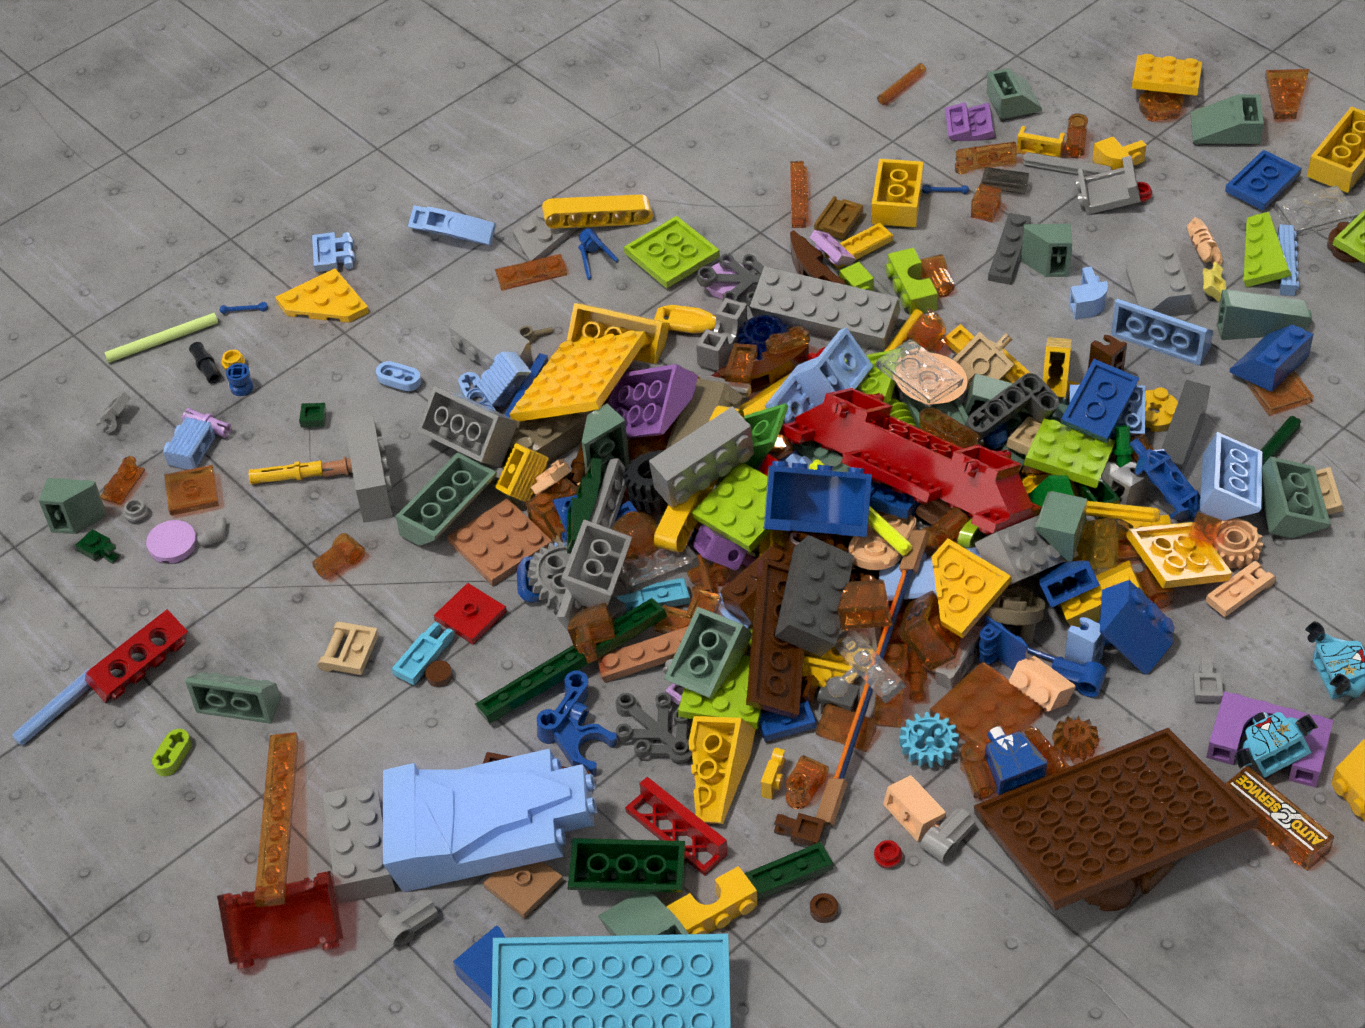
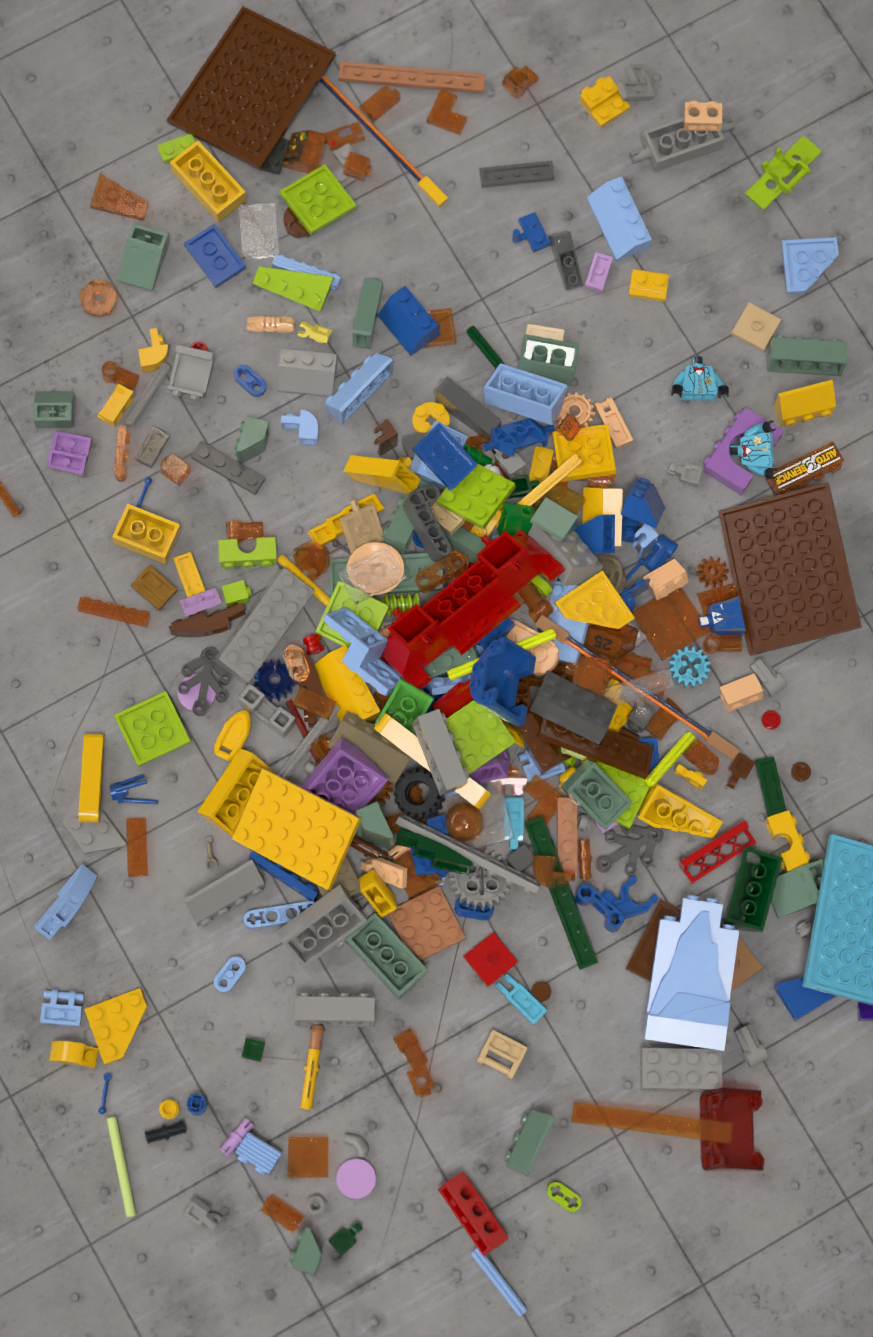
camera: 85 degrees left, 25 degrees up
(280, 268) = (73, 1053): none -> yellow brick
(299, 572) = (417, 1073): none -> clear orange brick
(503, 378) = (271, 889): light blue brick -> none
(595, 563) = (501, 852): light grey slope -> none
(626, 680) = (584, 859): none -> clear orange pin
(787, 737) = (670, 759): none -> neon yellow axle
(1124, 240) = (250, 381): none -> blue plate
(1167, 74) = (70, 282): yellow plate -> none

